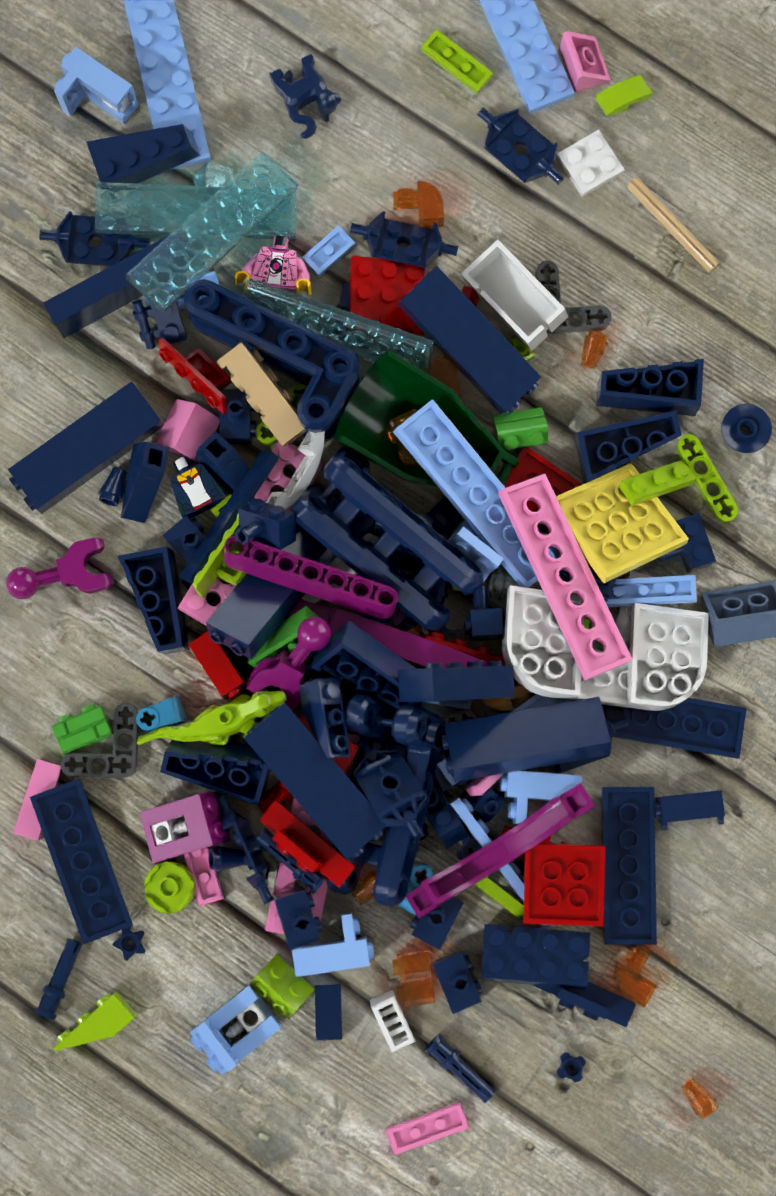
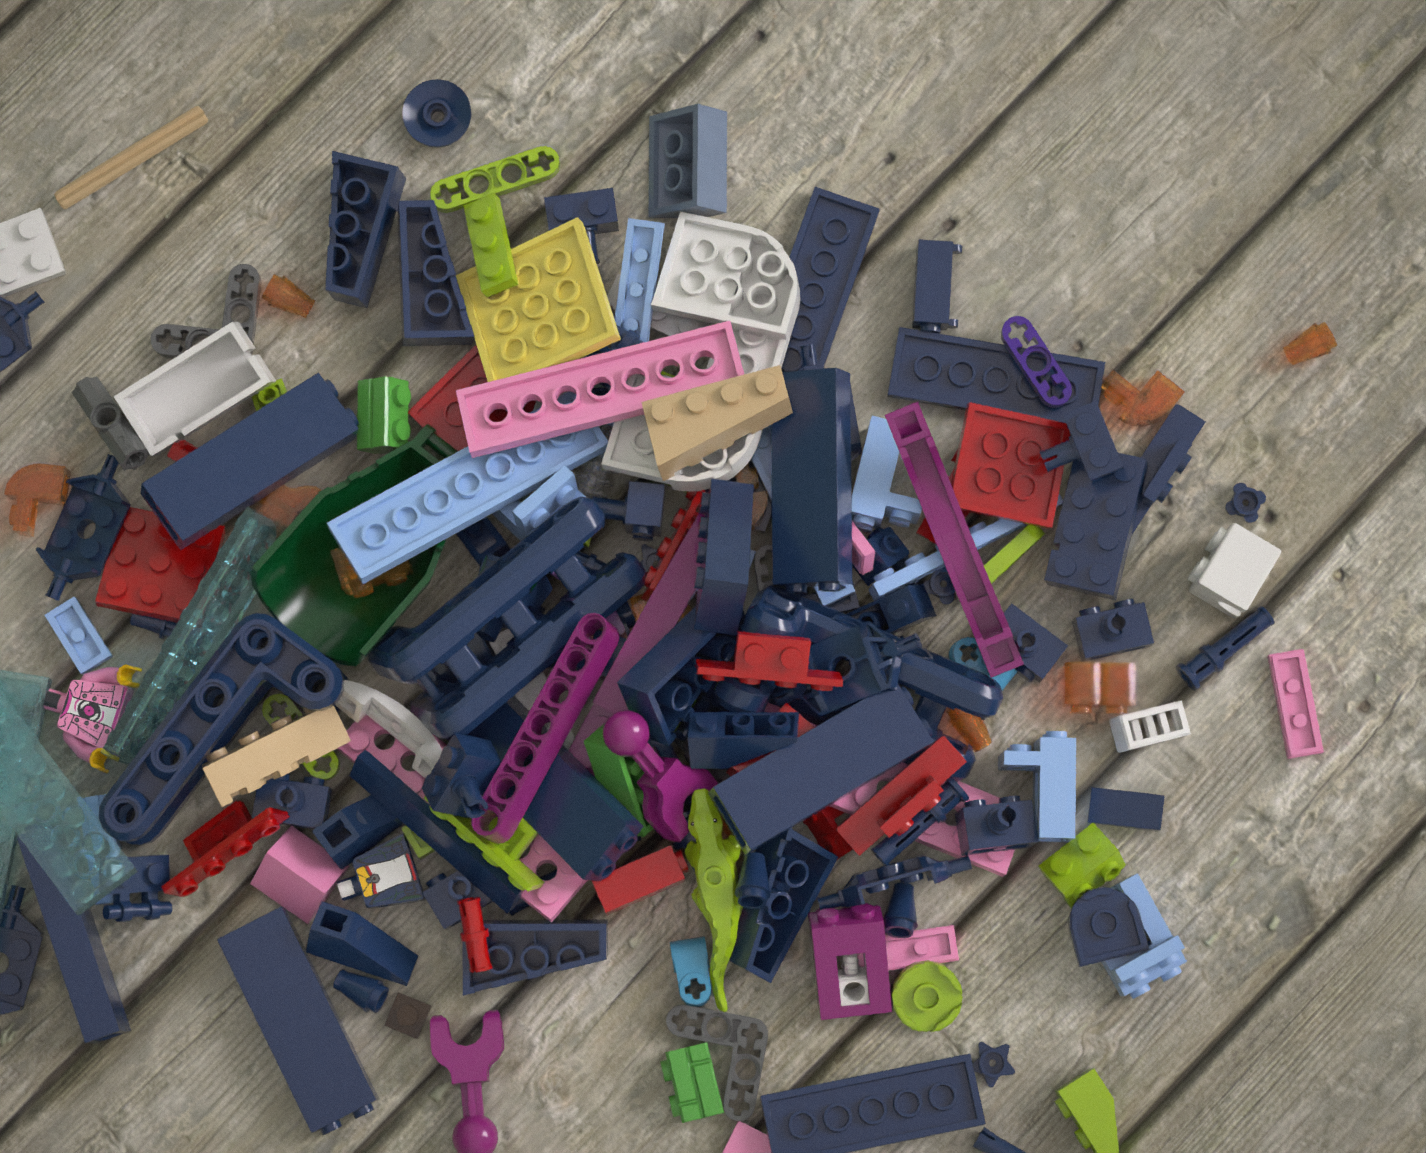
camera: 80 degrees left, 0 degrees up
(101, 523) = (408, 1015): none -> dark brown plate
(159, 555) = (474, 934): none -> red pin
(224, 746) = (753, 882): none -> dark blue cone
(237, 1010) = (1105, 926): none -> dark blue tile
(384, 729) = (771, 659): none -> red bracket
(479, 242) = (119, 434): none -> dark grey piece
(517, 1065) = (1233, 569): none -> white piece
(557, 658) = (713, 416): none -> tan wedge
(589, 940) = (1088, 443): none -> dark blue brick
(637, 912) = (1057, 379): none -> dark purple beam

